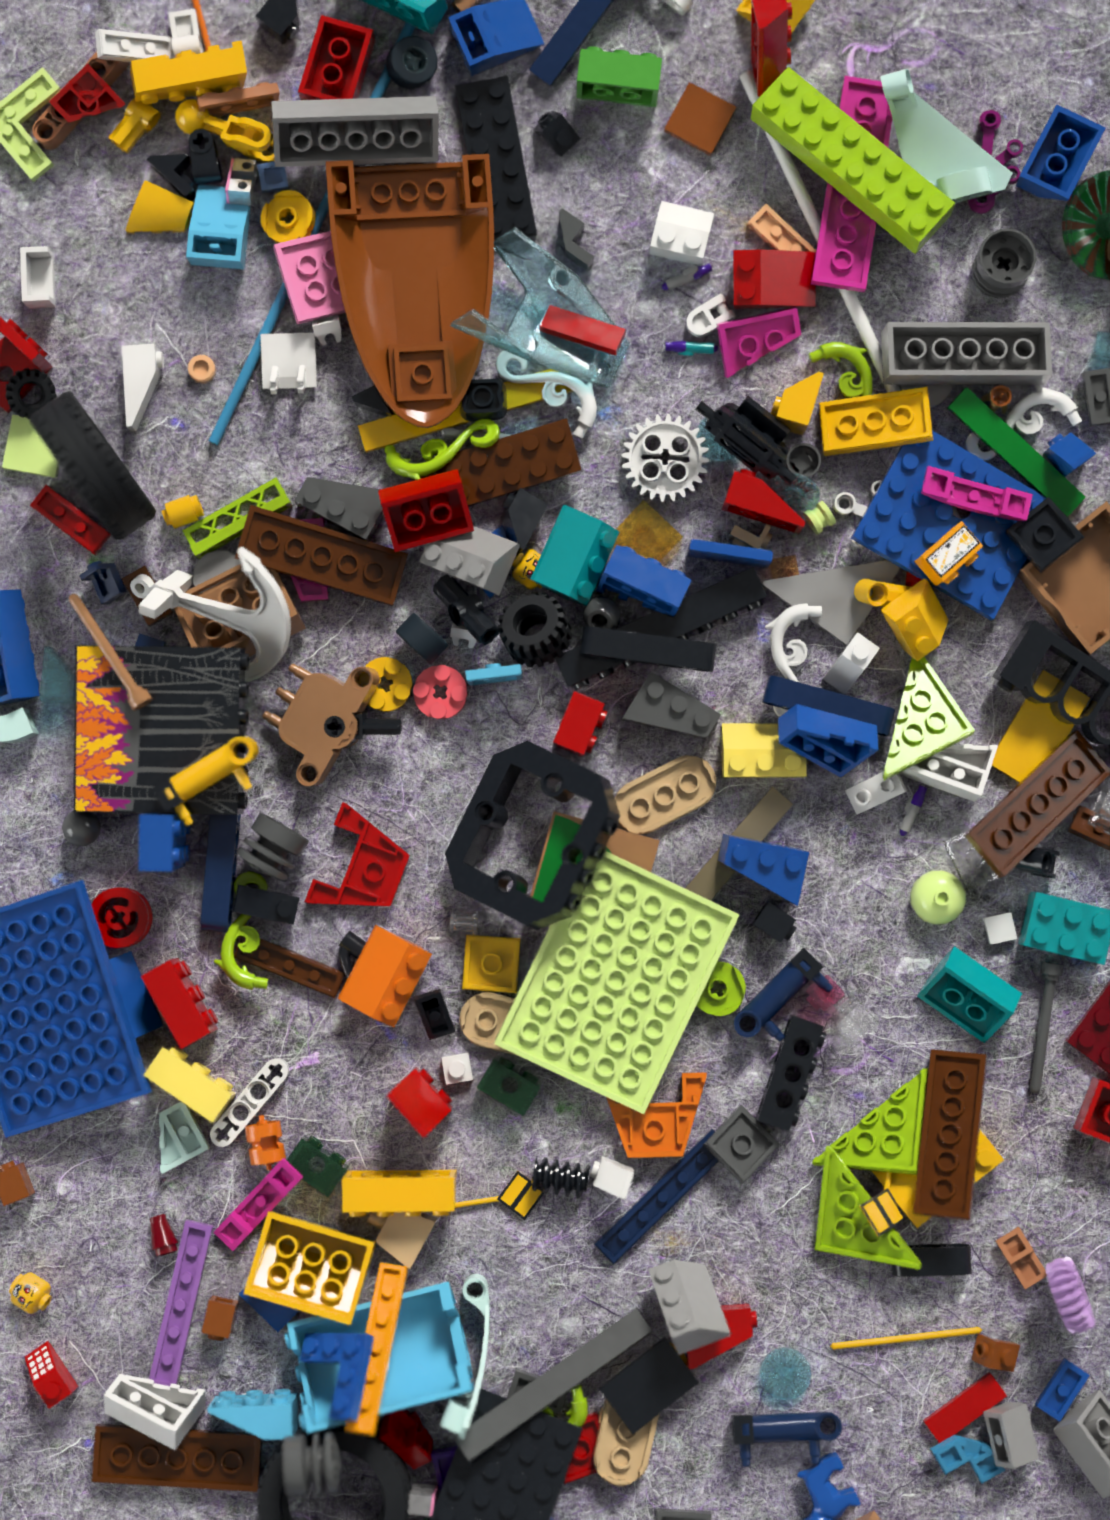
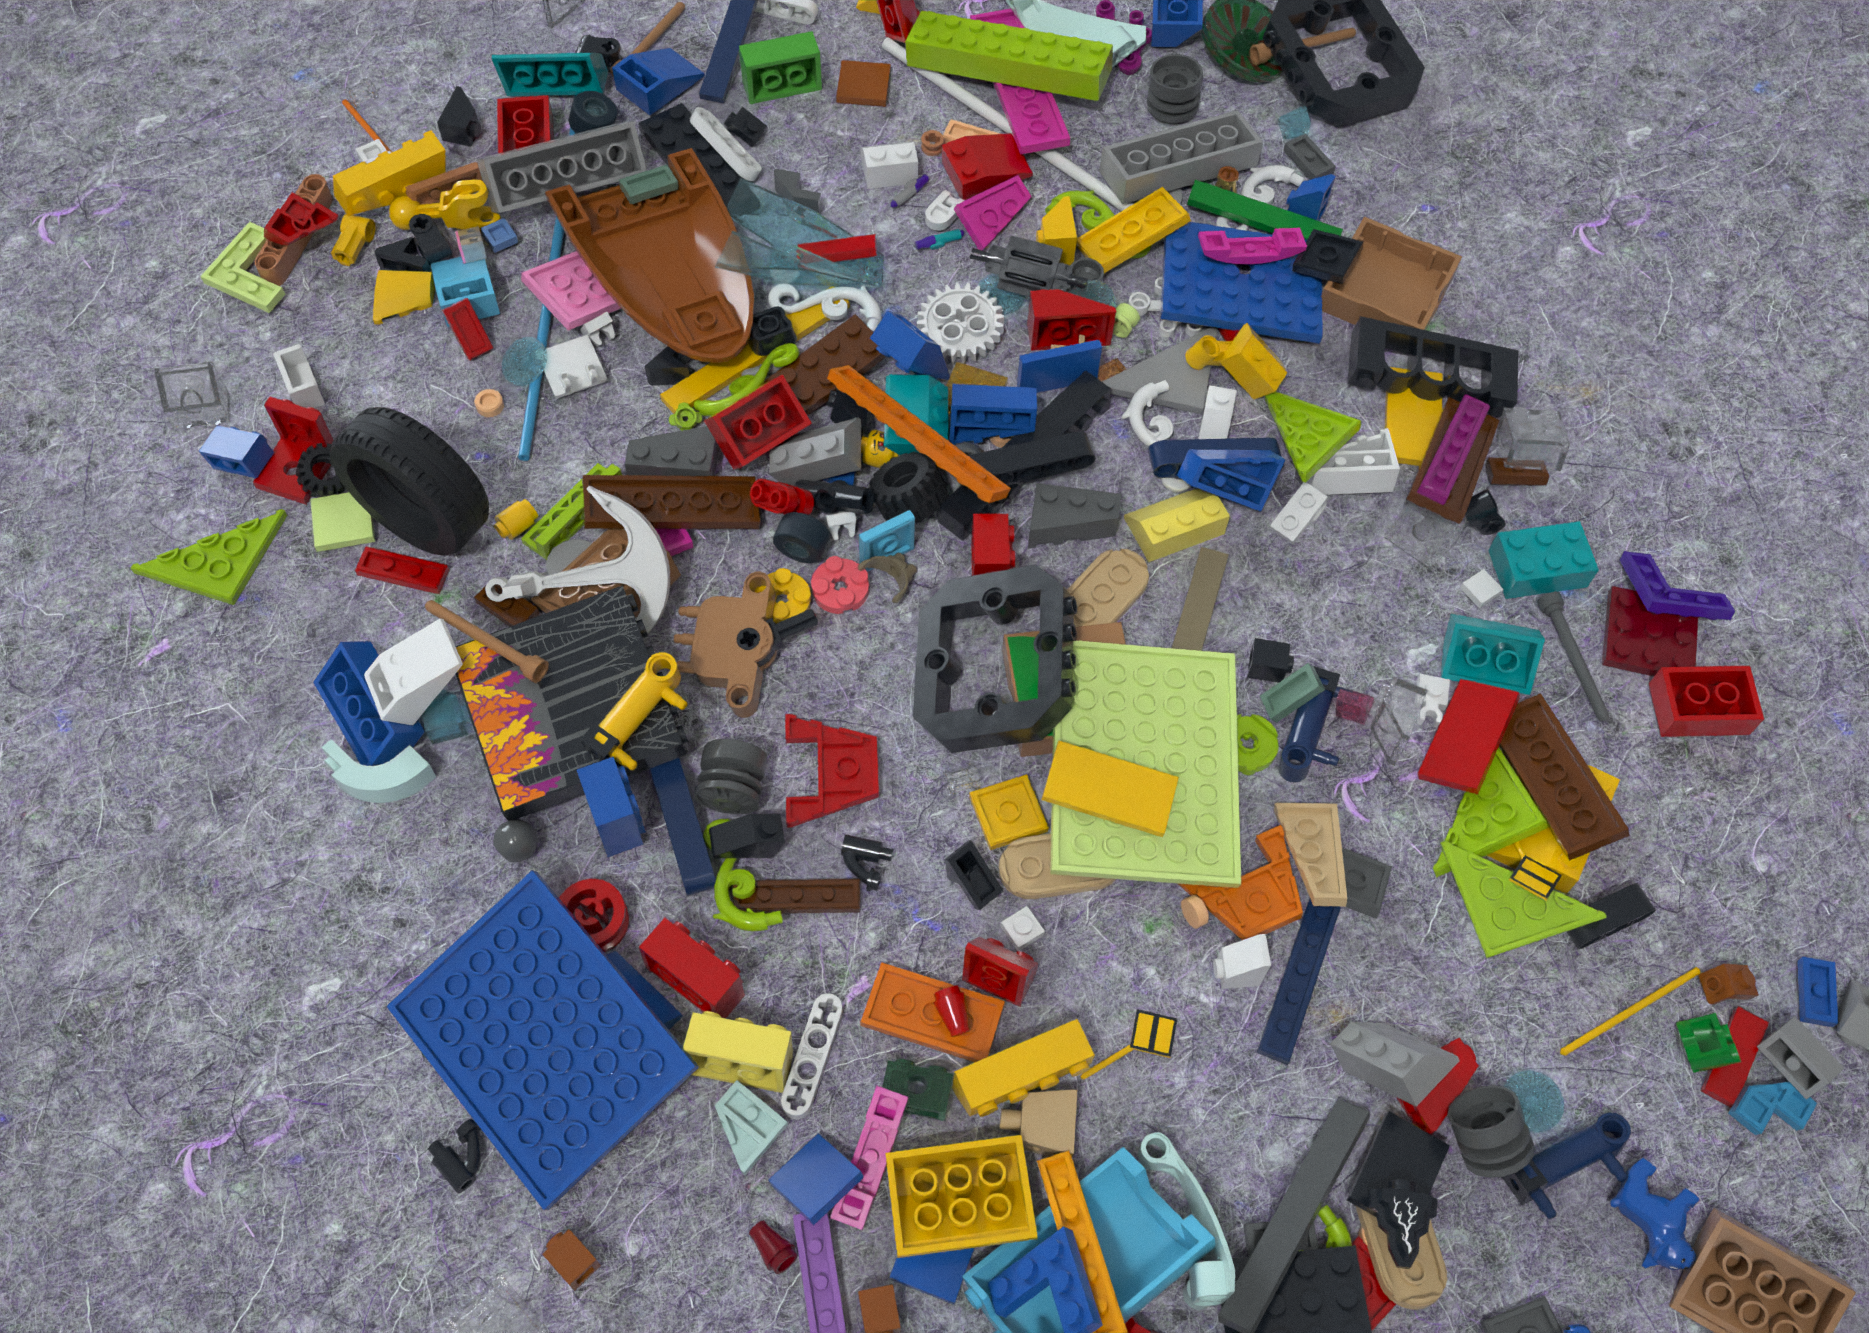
camera: 30 degrees left, 25 degrees down
(41, 654) = (413, 673): none -> white slope
(105, 581) = (458, 601): dark blue bracket -> none
(131, 46) = (315, 173): white tile -> none
(140, 377) = (430, 411): white slope -> none
(205, 285) = (467, 328): none -> red tile
(212, 1201) = (816, 1179): none -> blue tile
(247, 338) = (524, 361): none -> clear light blue wheel
(265, 1142) = (846, 1083): orange wheel -> none
(279, 207) = (526, 245): yellow plate -> none
(354, 1109) = (905, 1009): none -> orange plate
(367, 468) = (685, 410): none -> lime plate
(368, 1118) = (952, 1009): none -> red cone
(384, 976) = (904, 858): orange slope -> none
(419, 593) = (781, 497): none -> red brick
(433, 177) = (648, 184): none -> sand green tile
(498, 699) = (894, 566): none -> dark tan helmet
(517, 1100) = (1070, 929): clear green brick -> none
(525, 150) = (725, 144): none -> white beam
(560, 588) = (919, 434): none -> orange plate
(560, 1177) = (1187, 988): black piece -> none
(572, 996) = (1110, 788): none -> yellow tile
(594, 487) = (909, 347): none -> blue slope
(600, 1115) = (1194, 911): none -> light nougat tile
(628, 1425) = (1403, 1217): none -> black rock
(722, 1106) = (1316, 846): none -> tan wing
(731, 1390) = (1491, 1131): none -> dark grey wheel
(743, 223) = (932, 149): none -> nougat bush
(768, 864) = (1233, 606): blue wedge -> none
(775, 964) = (1292, 692): none -> sand green tile
(795, 1030) = (1363, 836): black brick -> none
(899, 1008) = (1435, 699): none -> white plate
(906, 1061) = (1469, 736): none -> red tile
(912, 808) = (1340, 520): piece -> none
(938, 897) = (1409, 582): yellowish green cylinder -> none
(943, 1394) = (1707, 1043): none -> green cylinder
(948, 554) = (1255, 291): brick -> none
(1021, 1258) = (1696, 883): nougat slope -> none
(1041, 797) = (1453, 449): none -> magenta tile
(1070, 1295) = (1767, 880): lavender gear -> none

